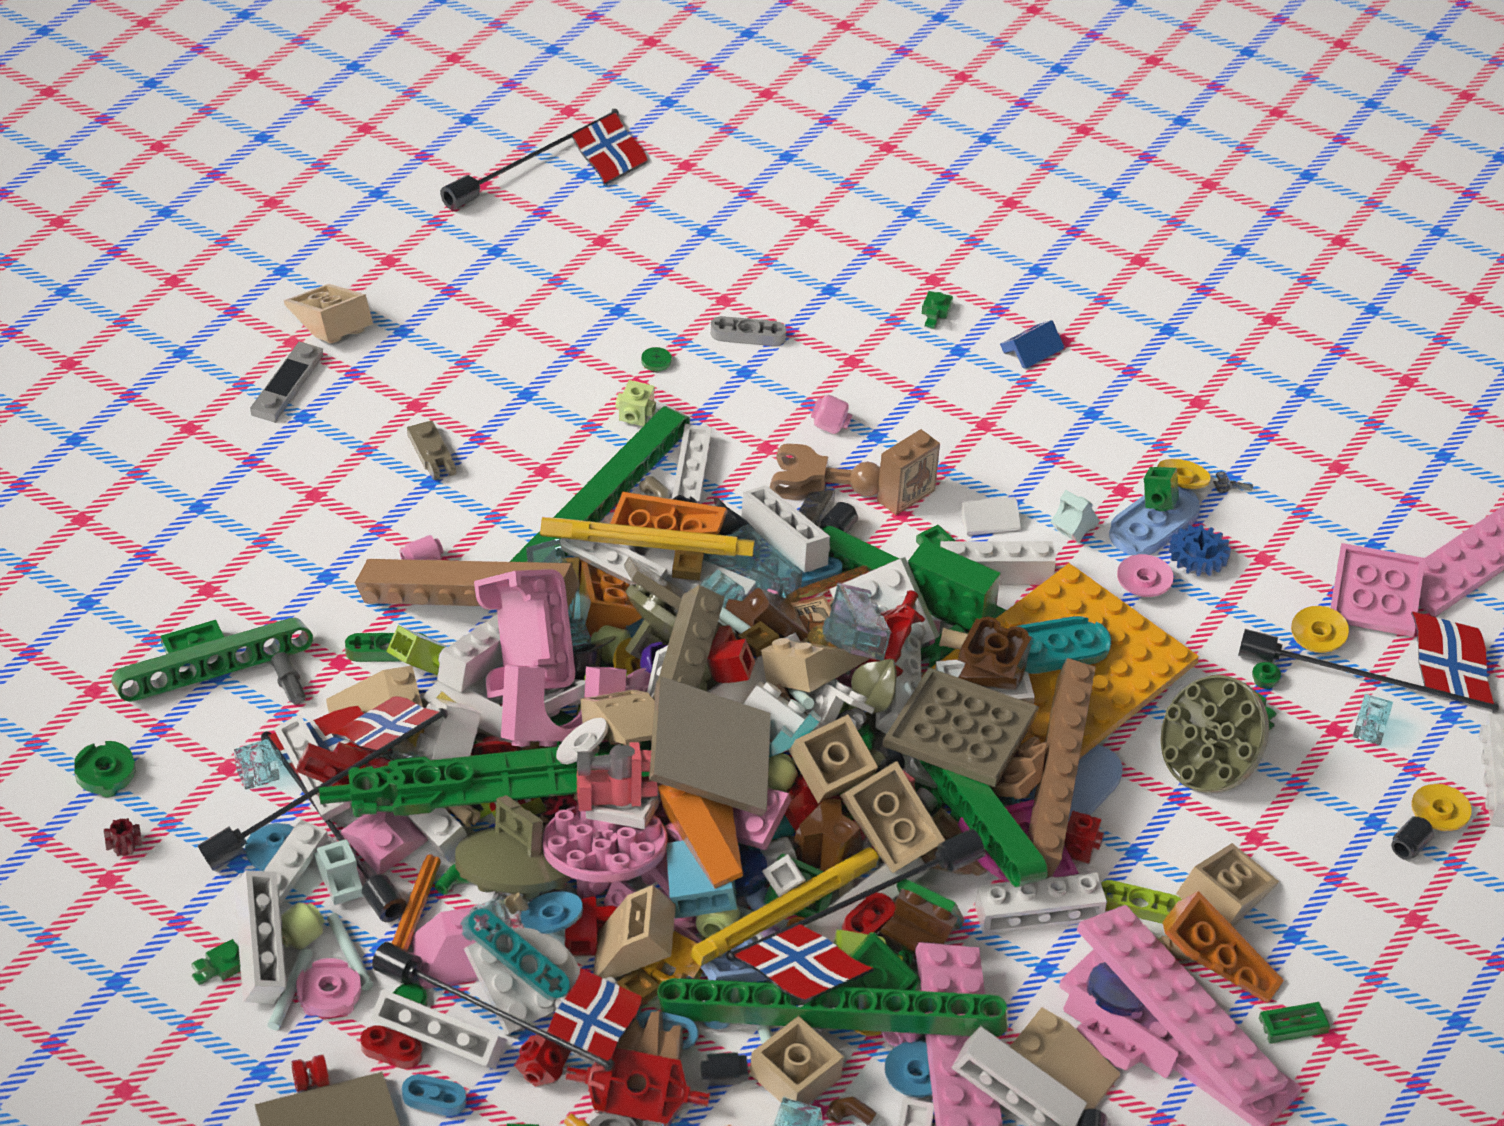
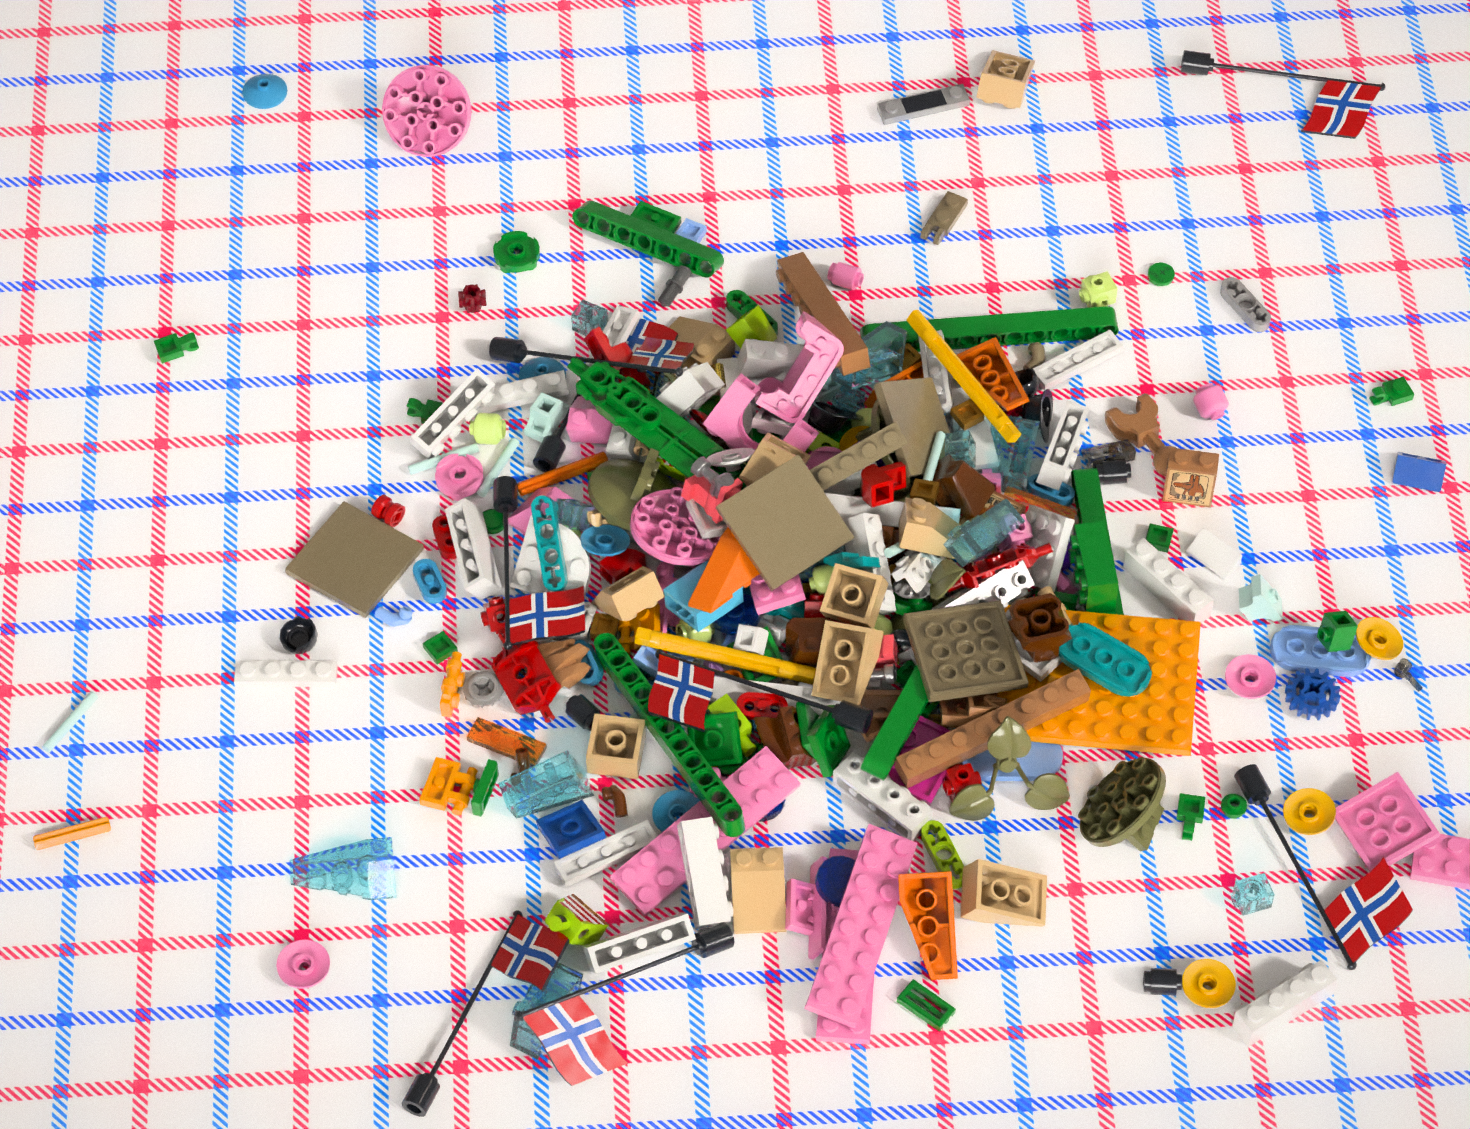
camera: 55 degrees right, 10 degrees up
(238, 622) = (692, 230): none -> light blue plate
(948, 889) = (828, 743): none -> green tile
(1089, 785) = (1006, 745): none -> plant

